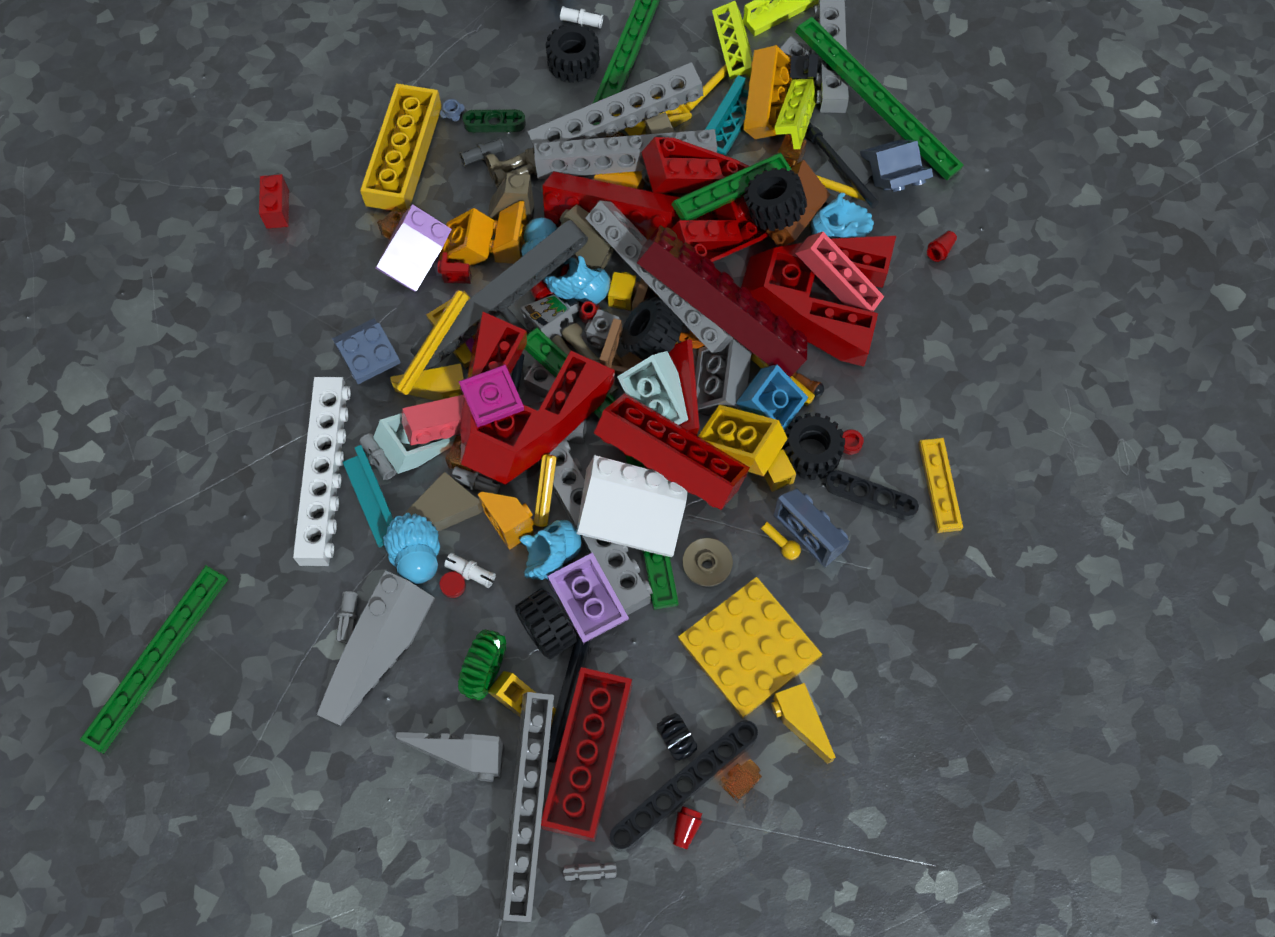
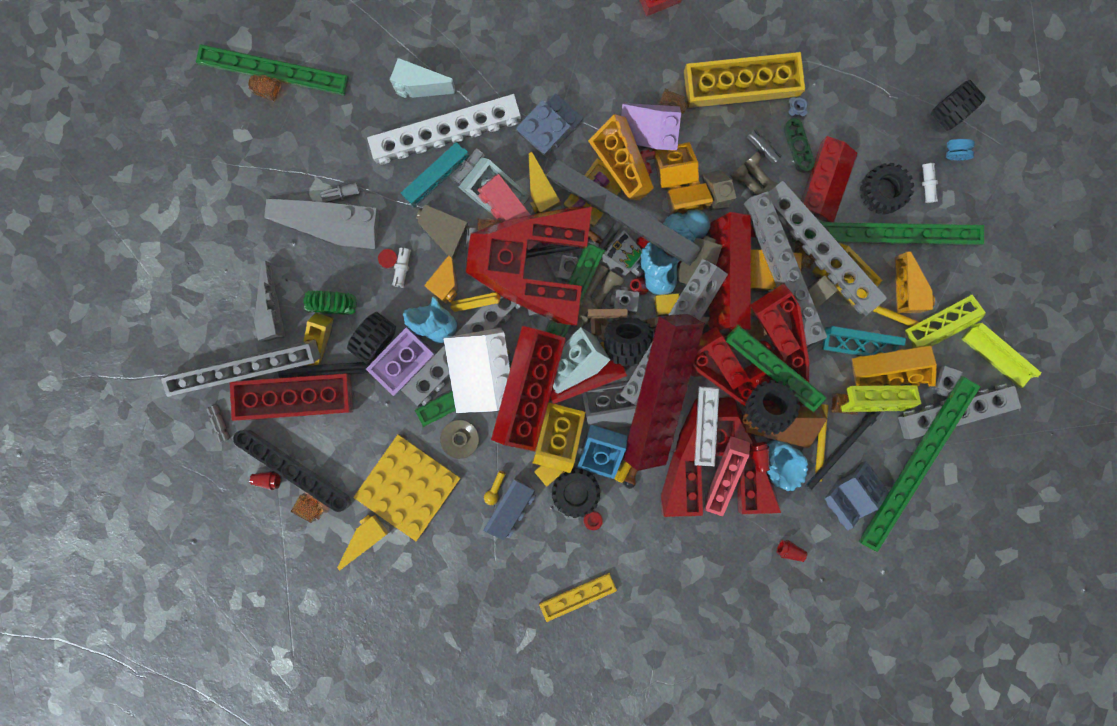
camera: 65 degrees right, 20 degrees up
(173, 671) = (264, 86): none -> clear orange brick
(252, 474) = (418, 81): none -> light aqua slope
(413, 547) = (401, 221): medium azure hair -> none
(432, 283) = (622, 157): none -> light orange wedge
(432, 342) = (562, 175): yellow axle -> none
(491, 396) = (521, 239): dark pink tile -> none
(533, 98) = (828, 178): none -> red slope
(676, 50) = (912, 288): none -> light orange slope
(677, 736) = (321, 455): black gear -> none
(776, 279) = (706, 426): none -> white tile
(804, 67) = (931, 393): black slope -> none
(835, 234) = (760, 454): none -> red cone
(870, 499) = (550, 546): black beam -> none

